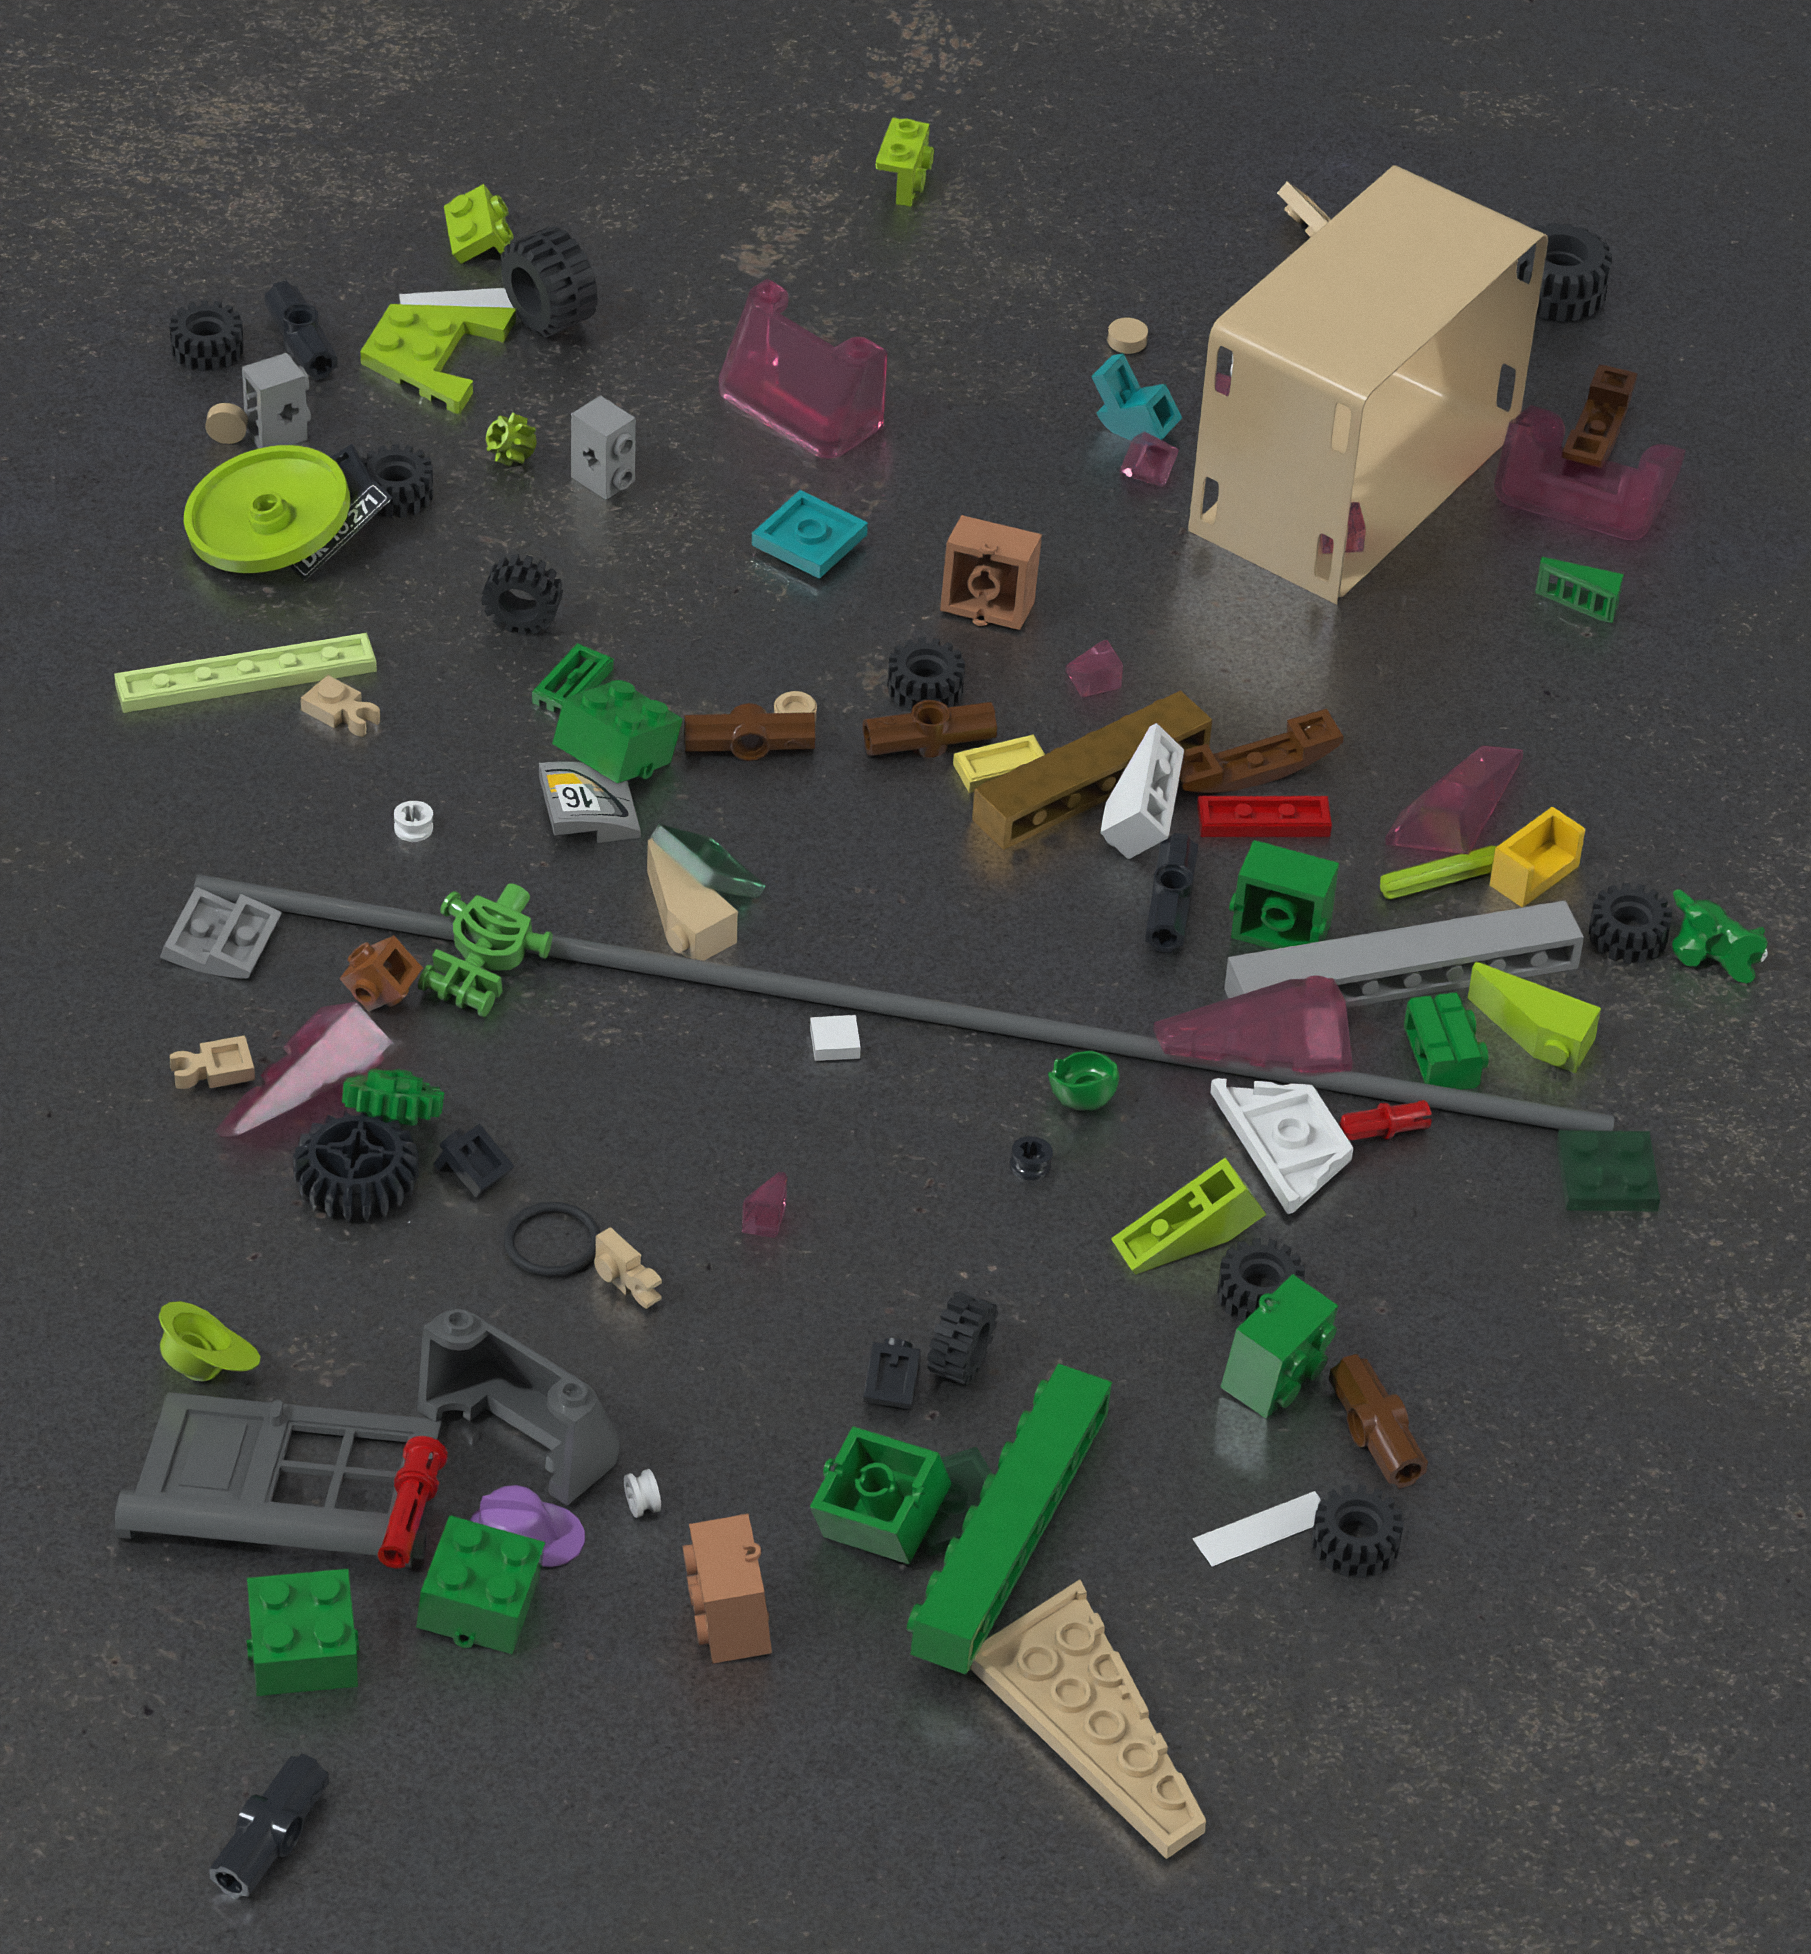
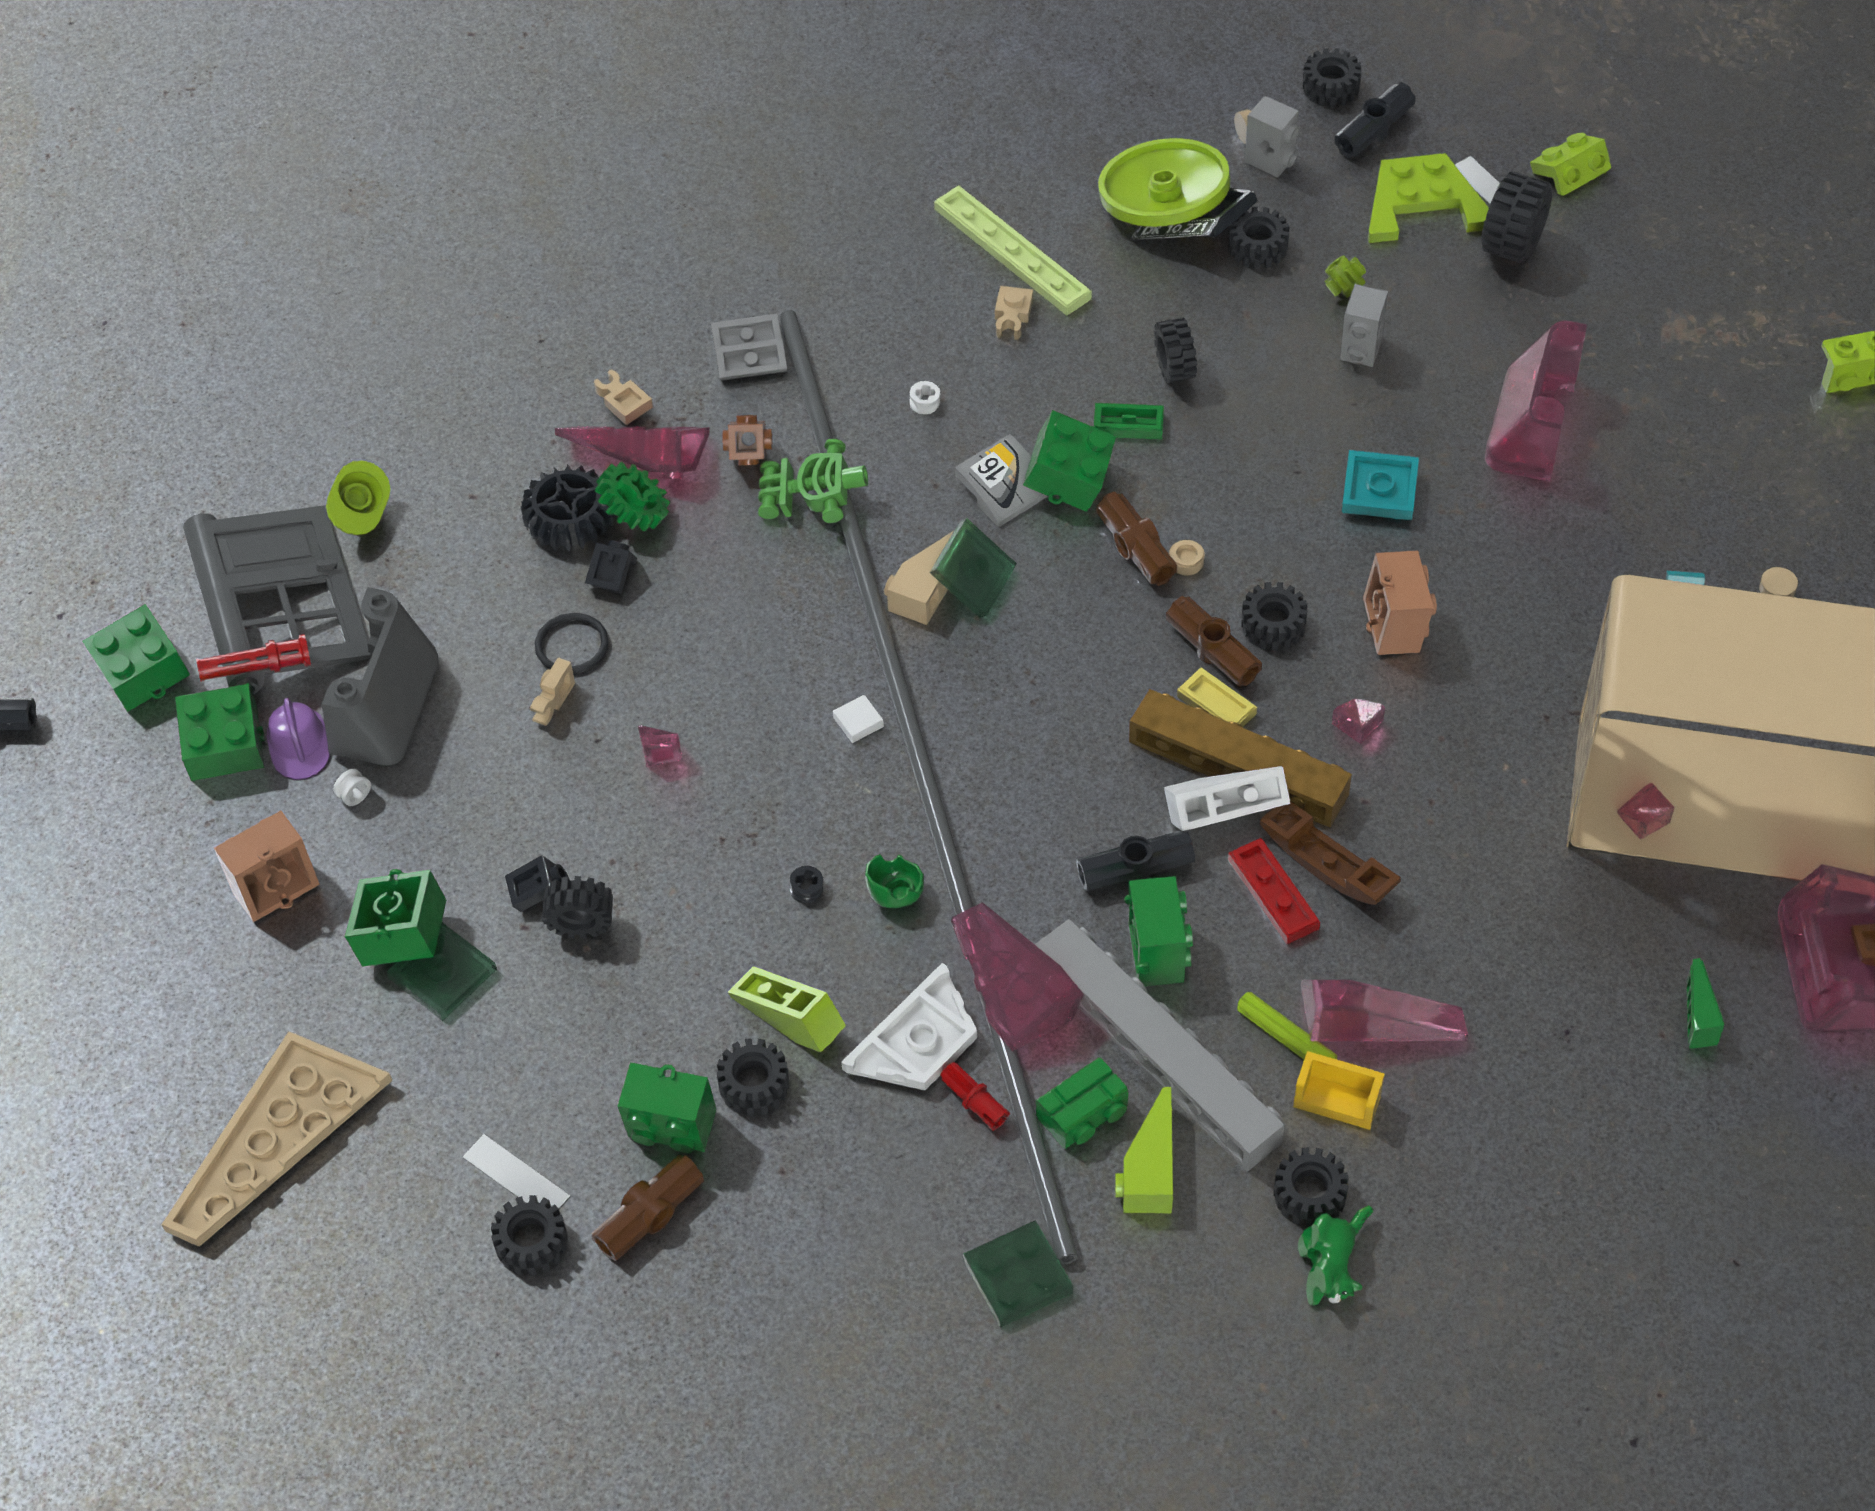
camera: 70 degrees right, 10 degrees up
(1009, 1519) = (420, 1005): green brick -> none

